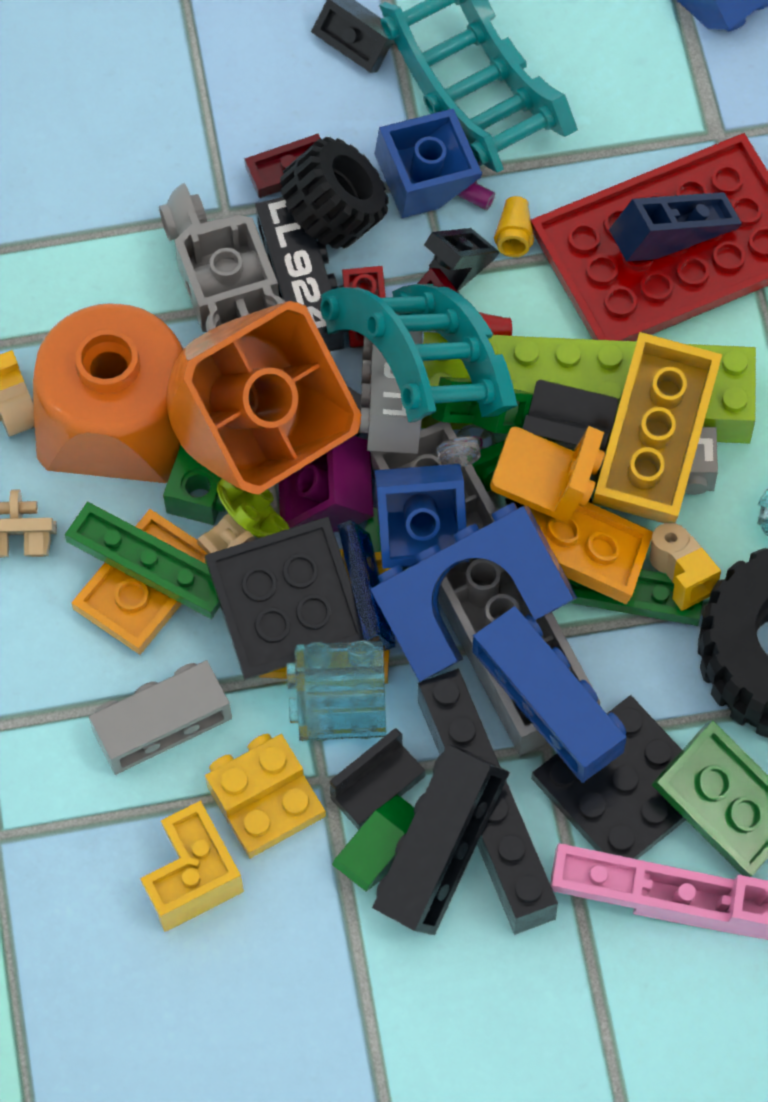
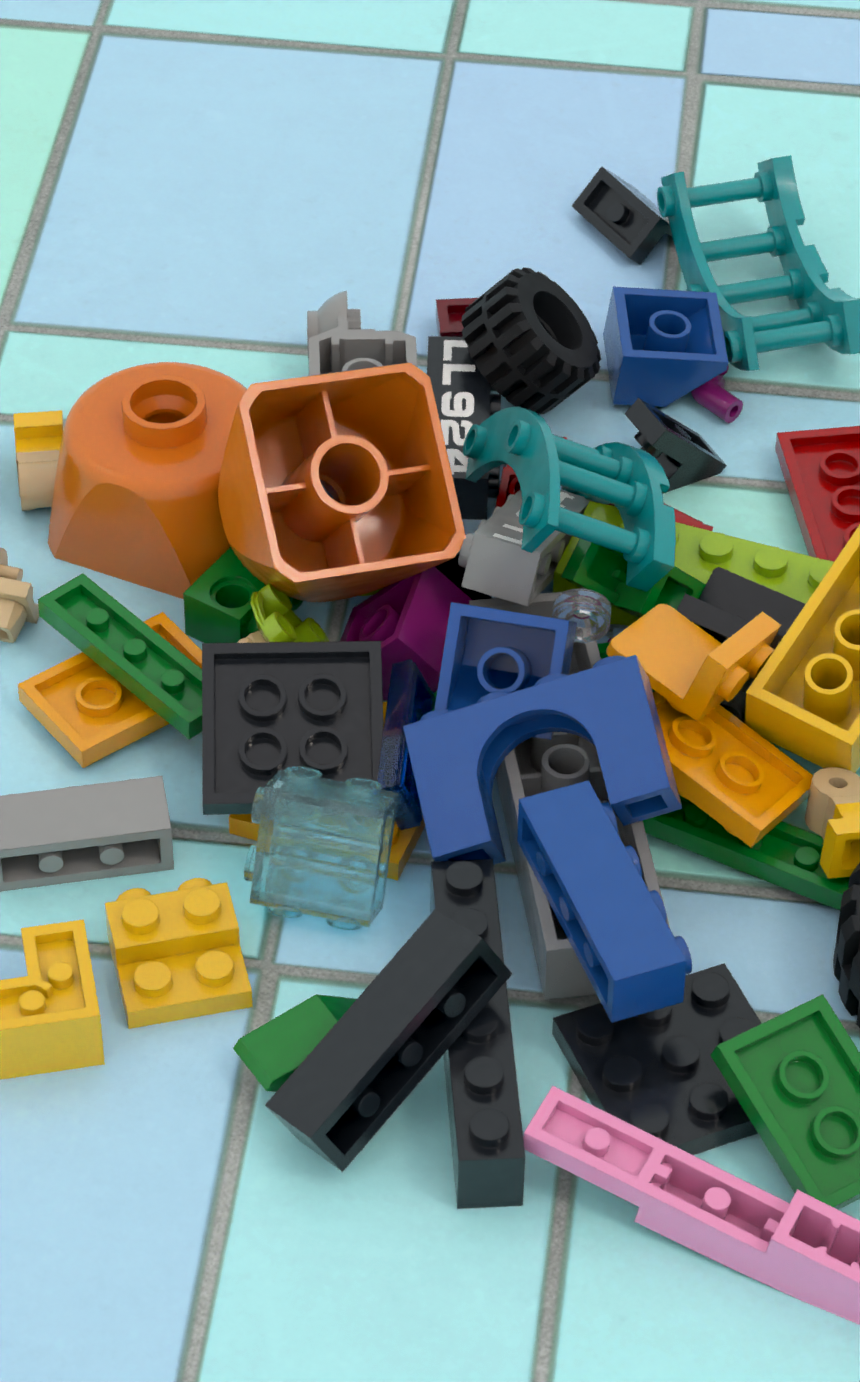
camera: 15 degrees right, 20 degrees down
(375, 778) = (328, 958): black panel -> none
(514, 229) = (753, 442): yellow cone -> none

